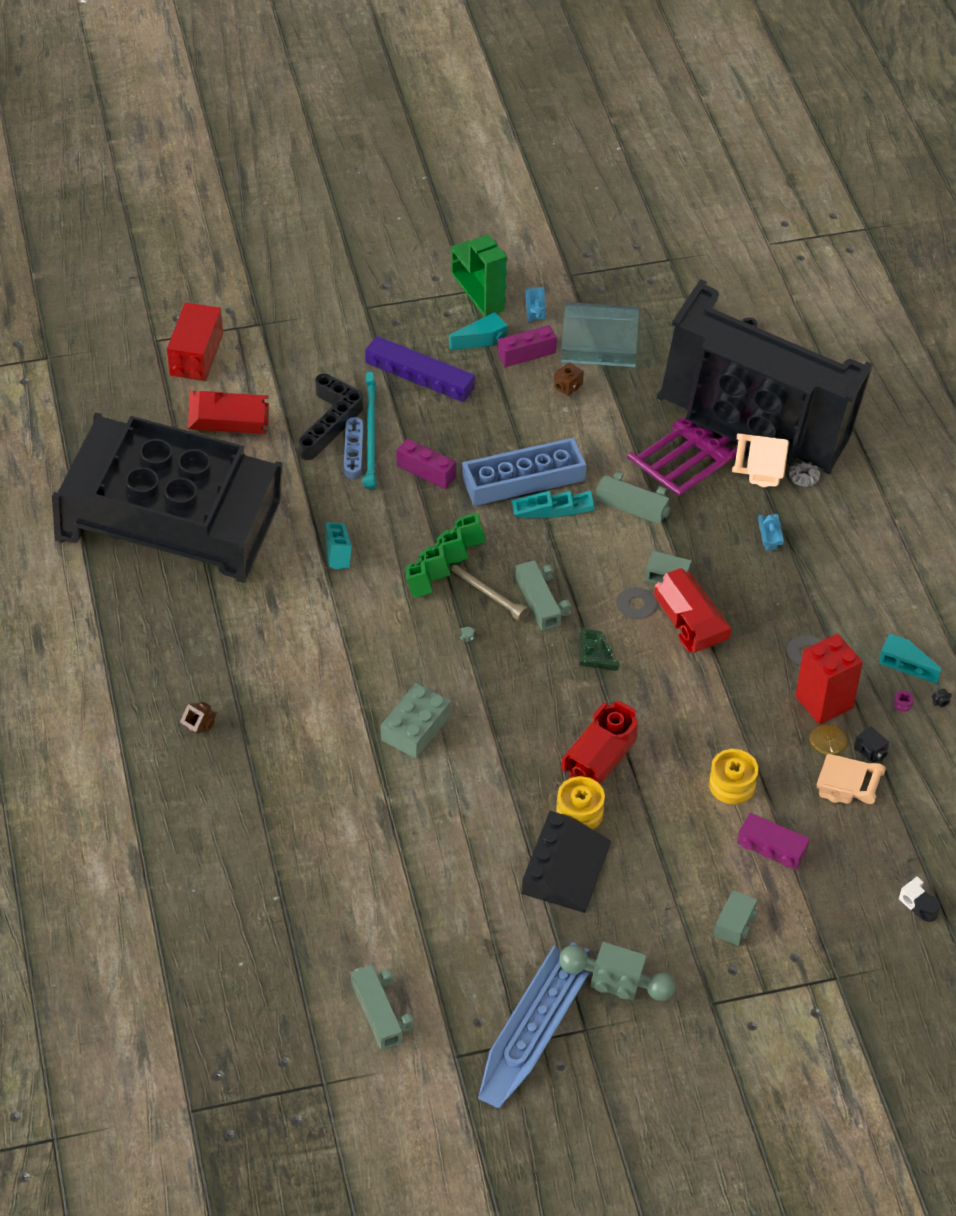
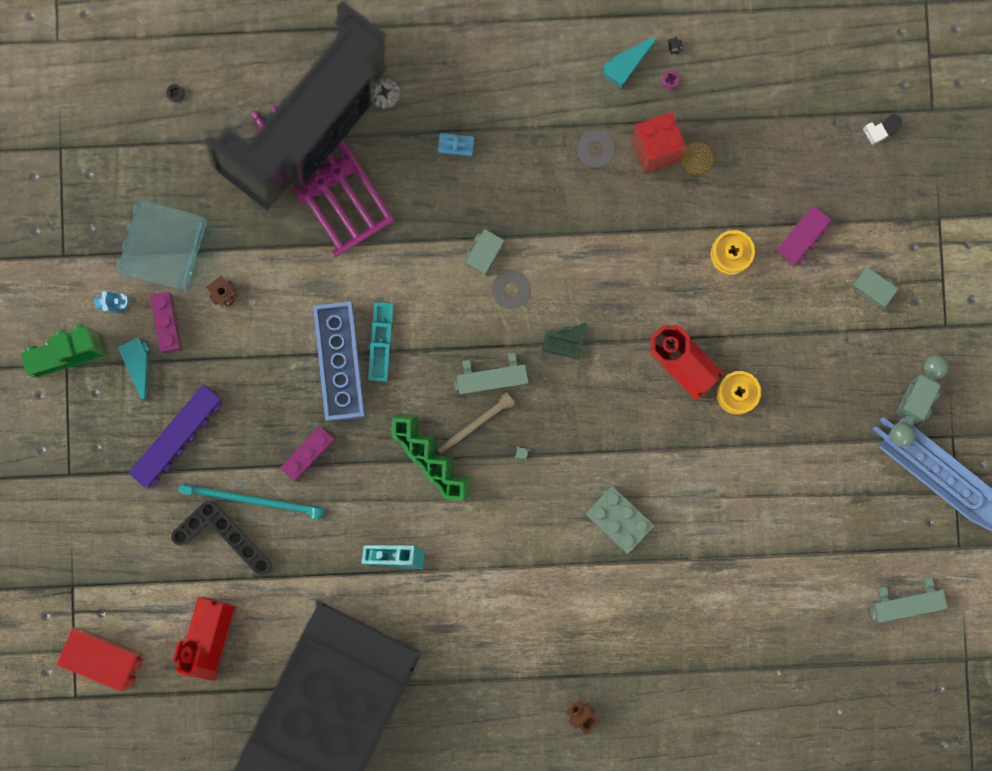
camera: 75 degrees left, 35 degrees up
(353, 447) = (267, 520): medium blue beam -> none
(565, 863) = (793, 418): black slope -> none
(633, 499) = (390, 264): sand green brick -> none
(691, 611) = (545, 242): red brick -> none
(765, 460) = (373, 127): light nougat piece -> none
(843, 779) = (743, 156): light nougat piece -> none
(871, 745) = (718, 122): black window -> none

